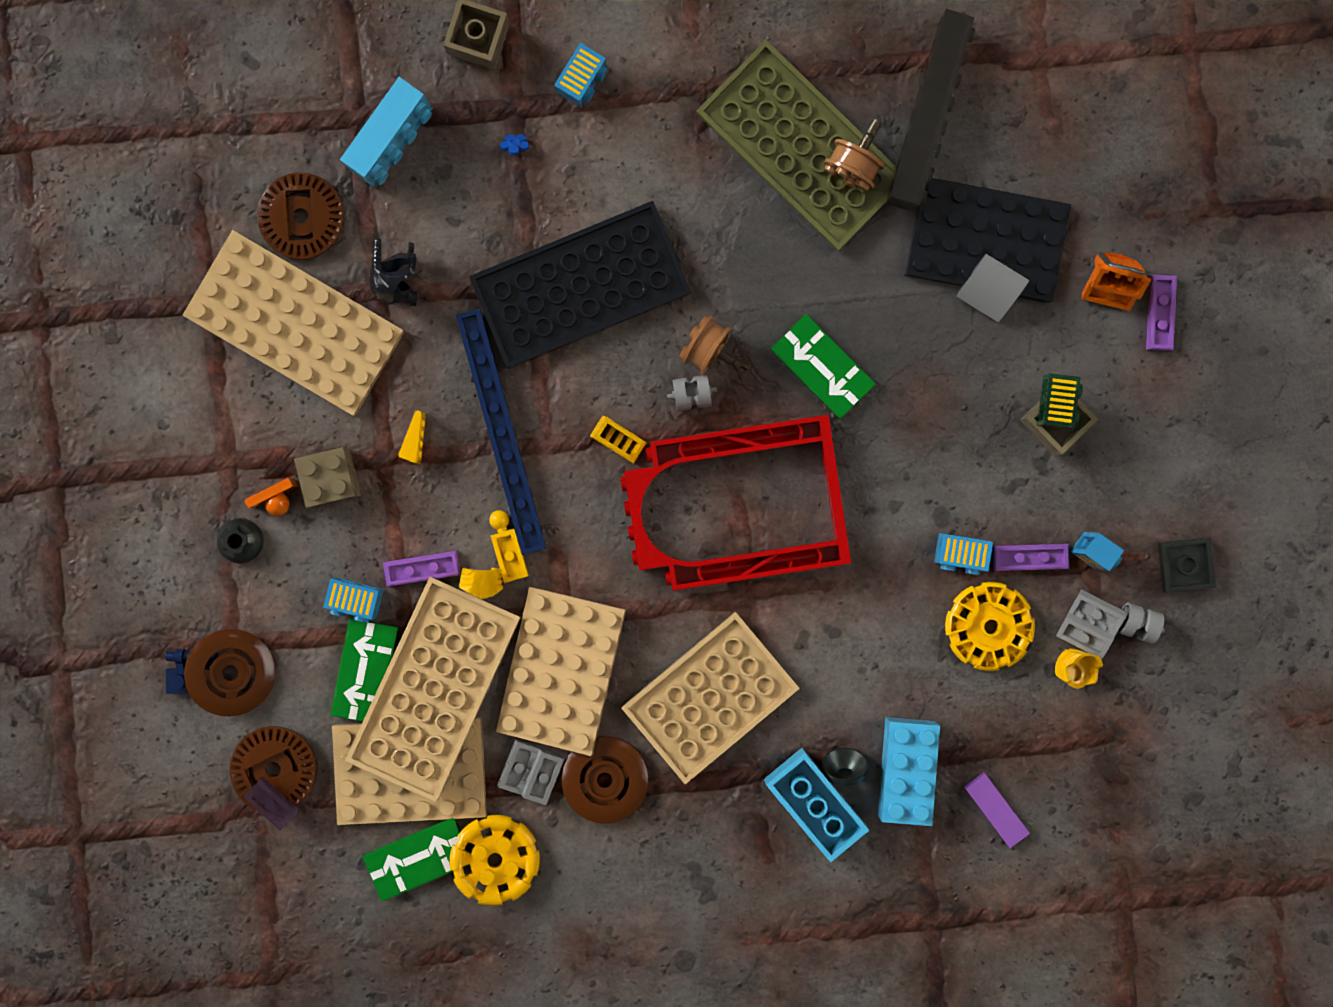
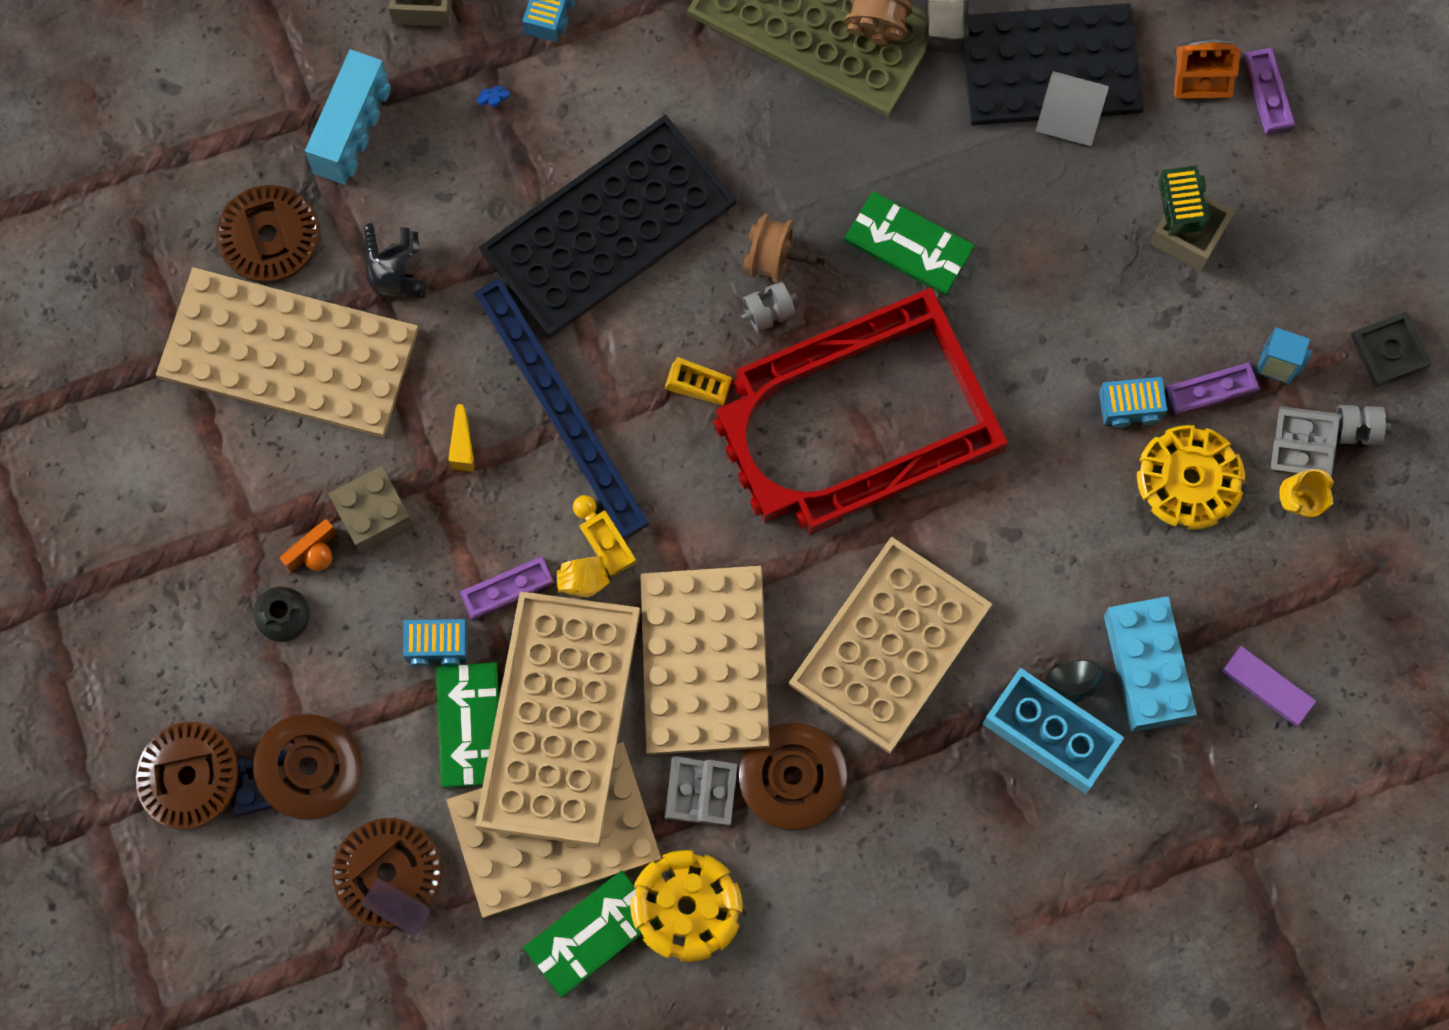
camera: 15 degrees left, 15 degrees down
(116, 664) = (181, 747): none -> reddish brown piece

